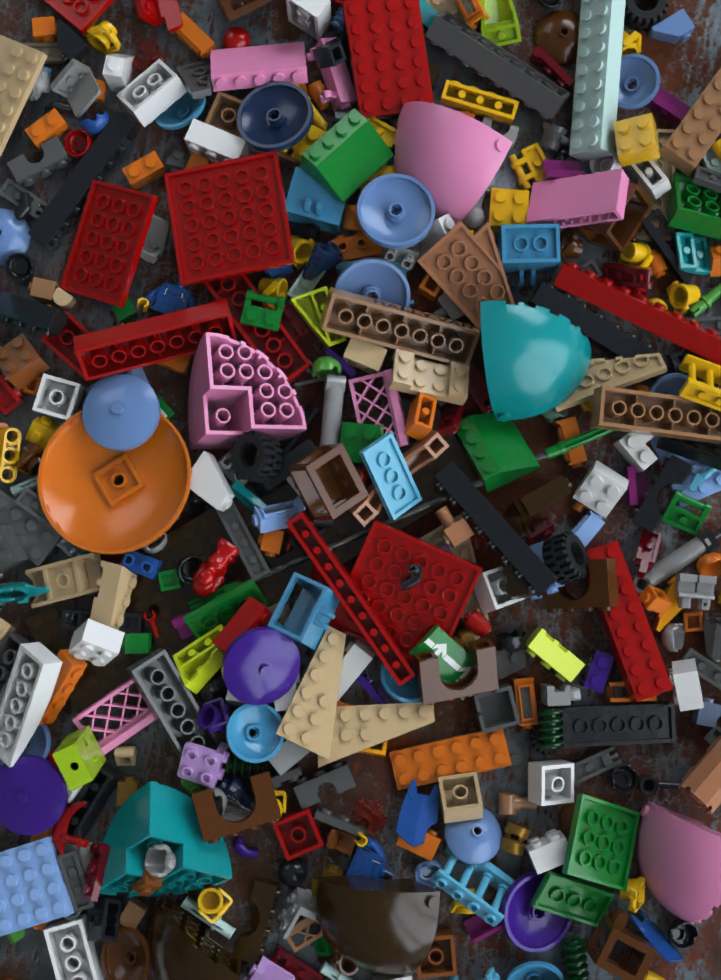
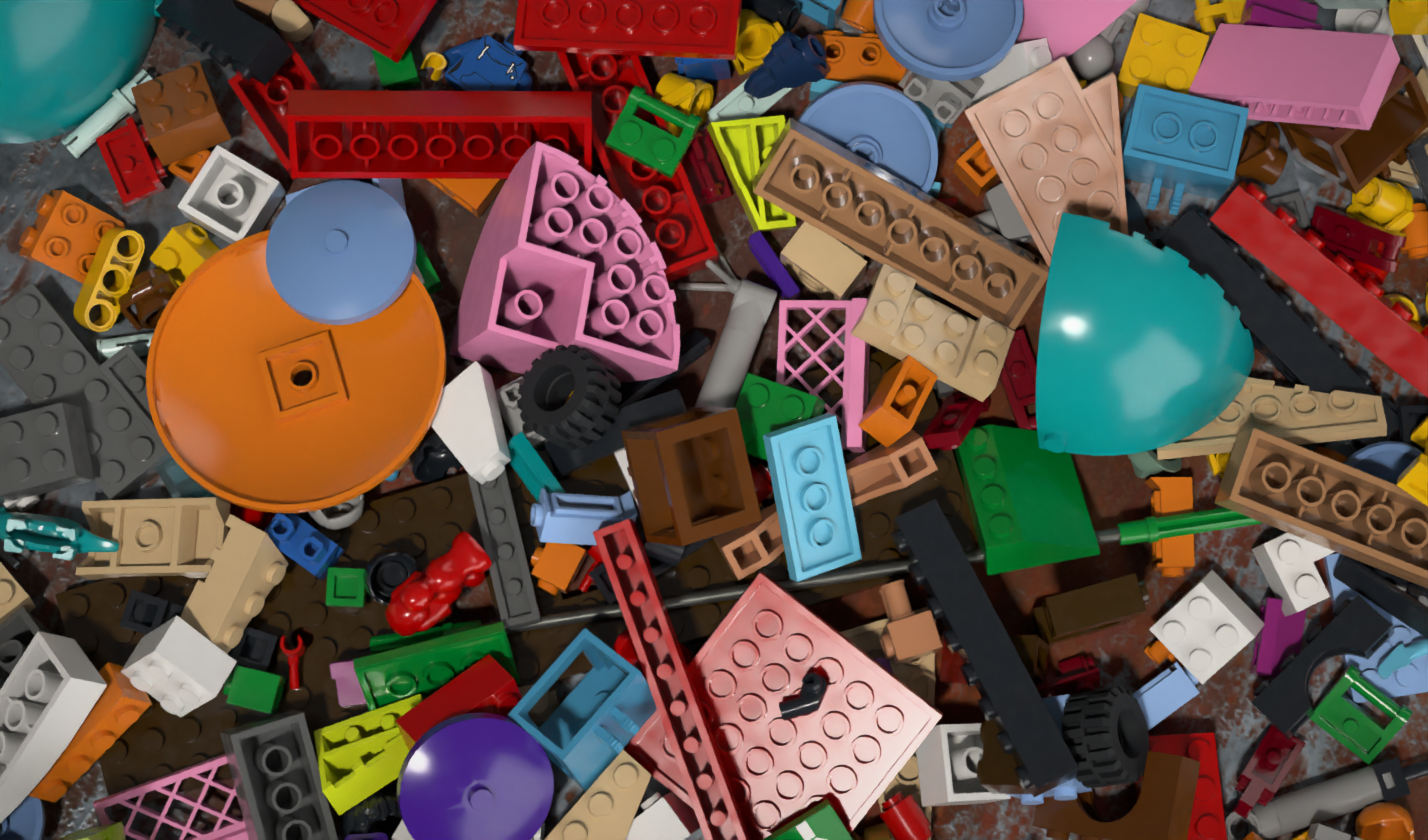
camera: 20 degrees right, 5 degrees down
(326, 365) = (744, 262): bright green hair -> none

